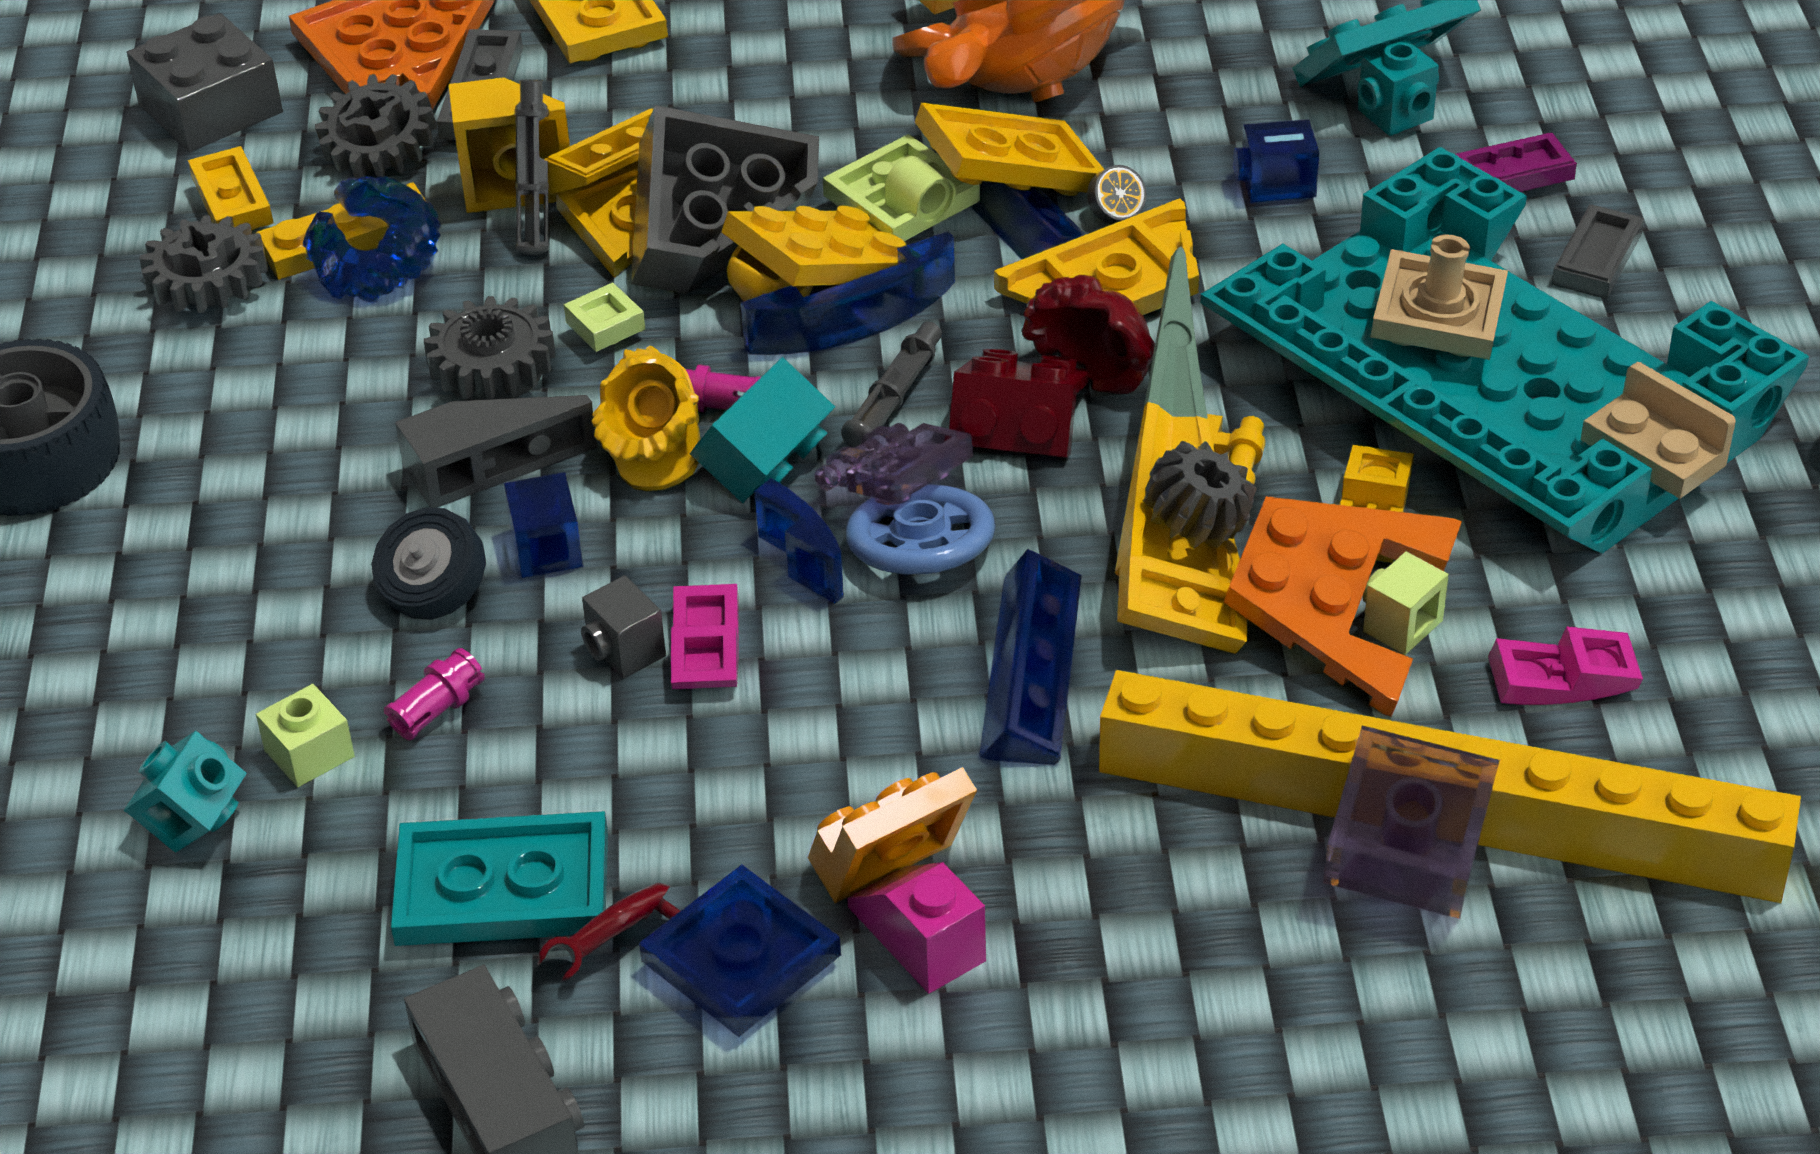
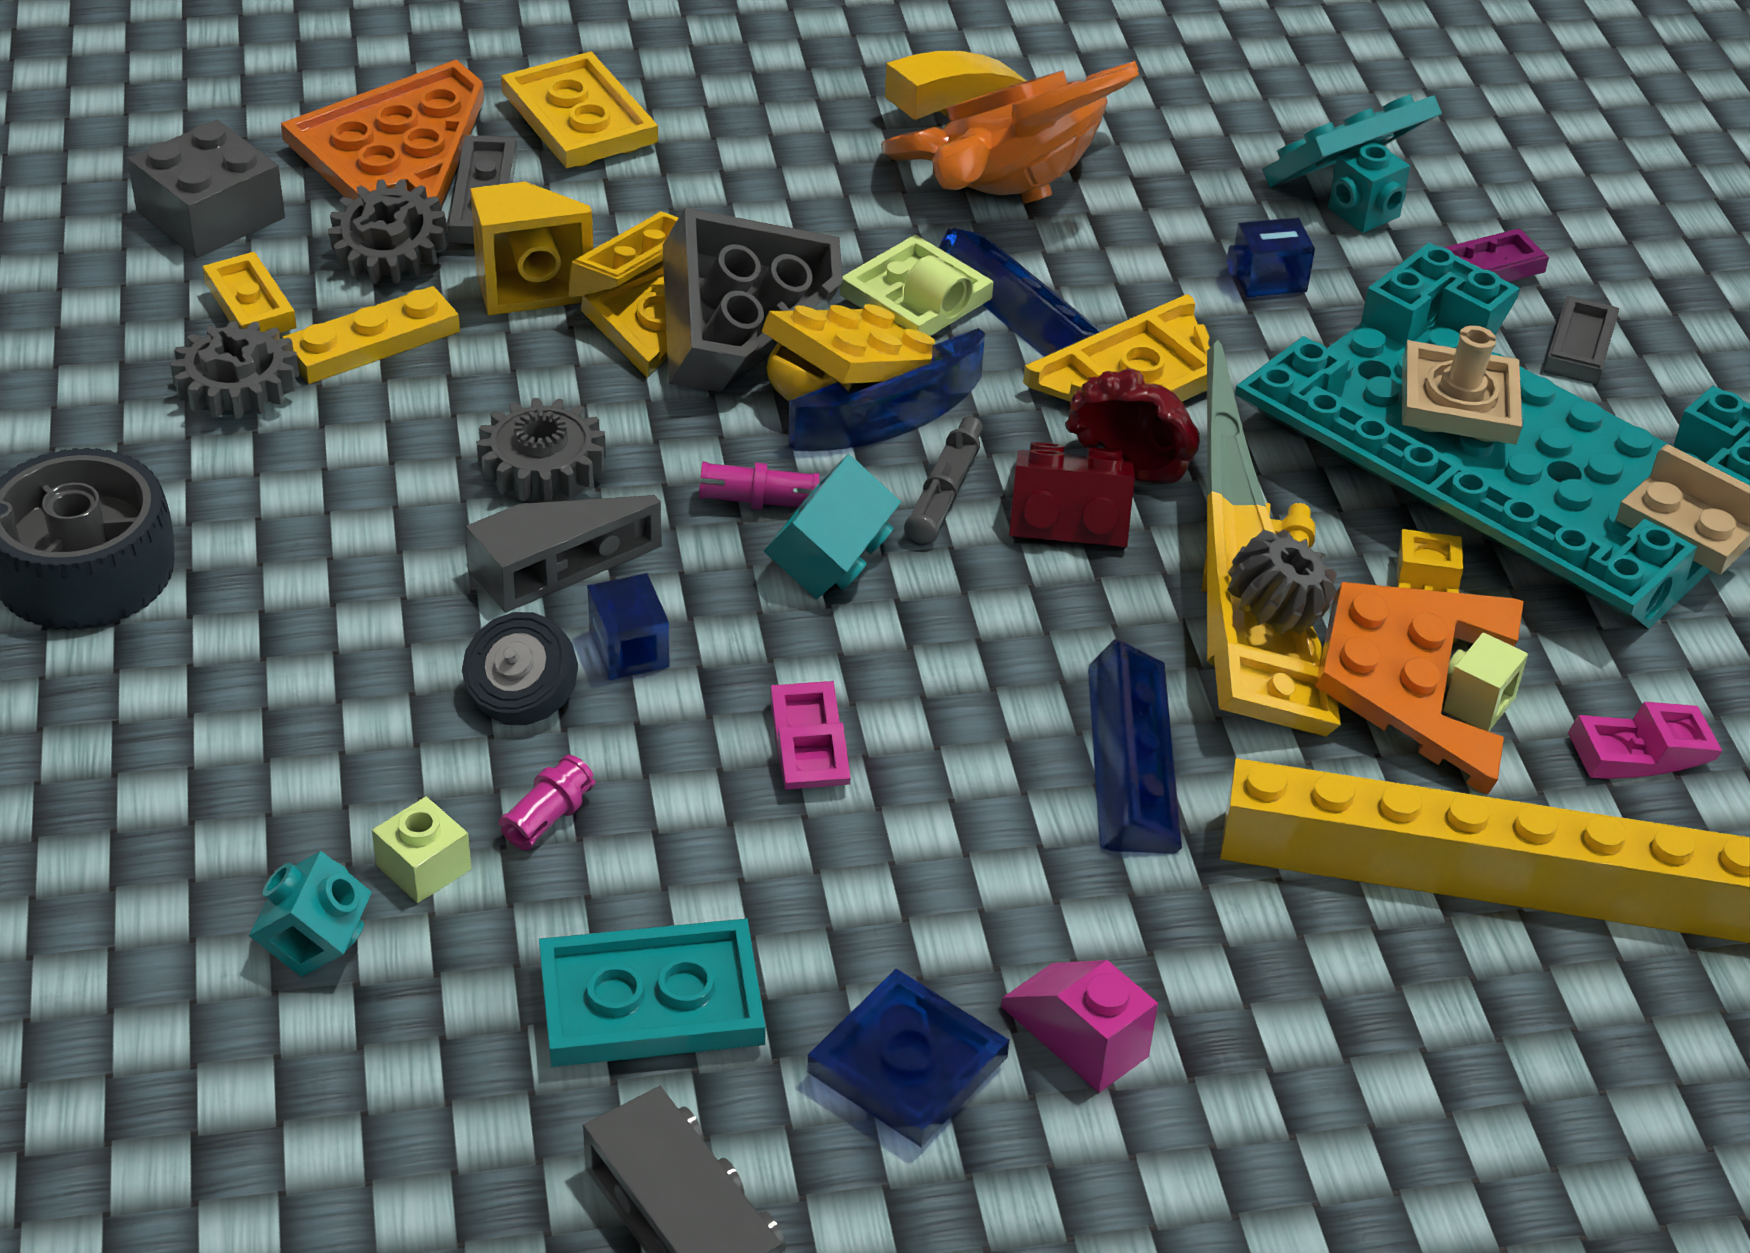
camera: 10 degrees left, 0 degrees up
(400, 253) = (415, 373): clear blue piece -> none
(530, 168) = (560, 273): dark grey piece -> none
(604, 317) = (649, 416): yellowish green plate -> none
(611, 923) = (771, 1038): dark red piece -> none
(623, 627) = (728, 727): dark grey plate -> none
(649, 420) = (719, 518): yellow hair -> none
(804, 536) = (885, 625): clear blue slope -> none
(890, 833) = (1042, 929): light orange plate -> none
(895, 461) = (967, 556): clear purple plate -> none
(920, 530) = (1002, 618): medium blue plate -> none
(1008, 148) = (1020, 248): yellow plate -> none
(1116, 194) = (1125, 290): dark grey tile -> none
(1410, 821) = (1549, 901): slope -> none

